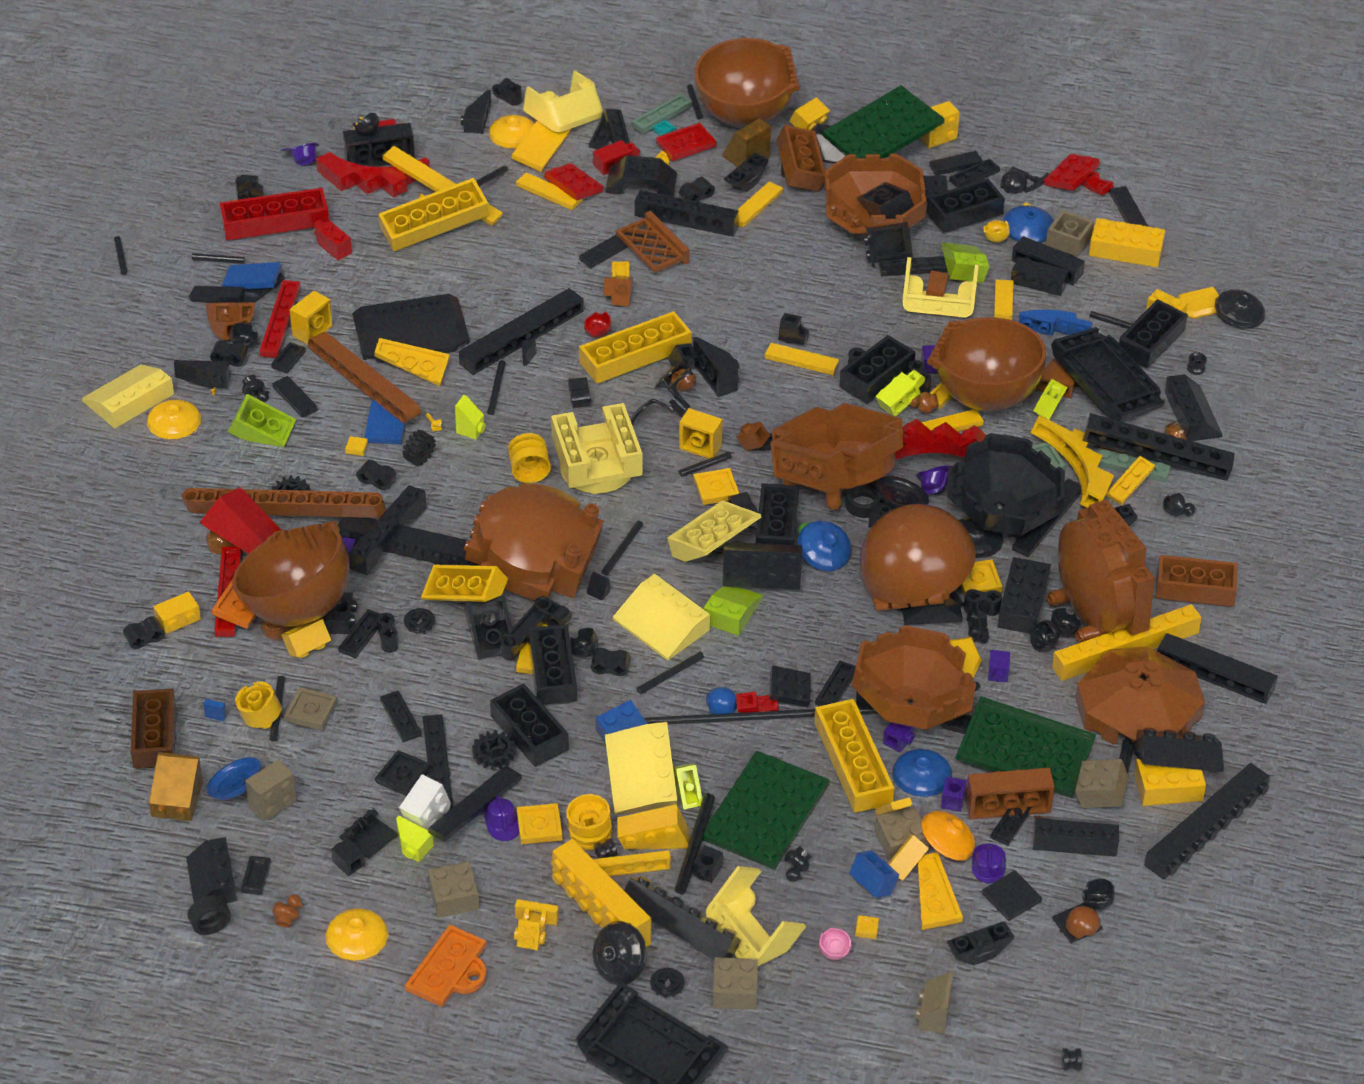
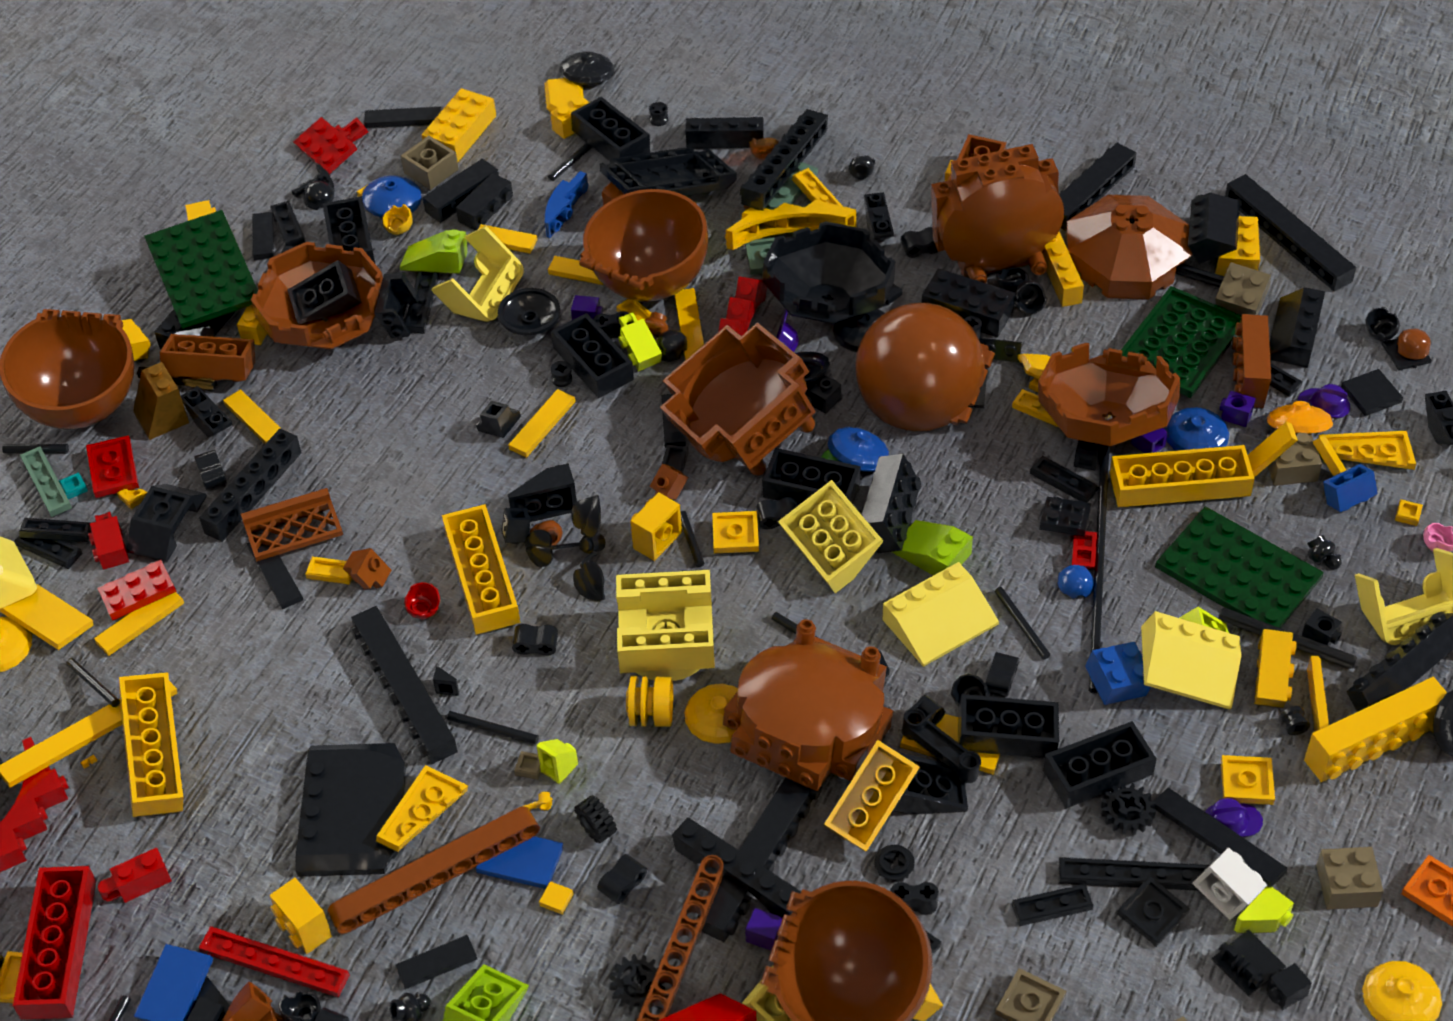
camera: 75 degrees left, 5 degrees up
(288, 357) = (349, 957): black tile -> none
(532, 925) = (1391, 798): yellow tile -> none
(589, 820) = (1262, 724): yellow wheel -> none
(909, 412) = (671, 344): none -> black hair
(913, 323) = (529, 311): none -> black dish
(937, 284) = (470, 285): dark orange tile -> none
(999, 666) = (1063, 339): dark purple brick -> none

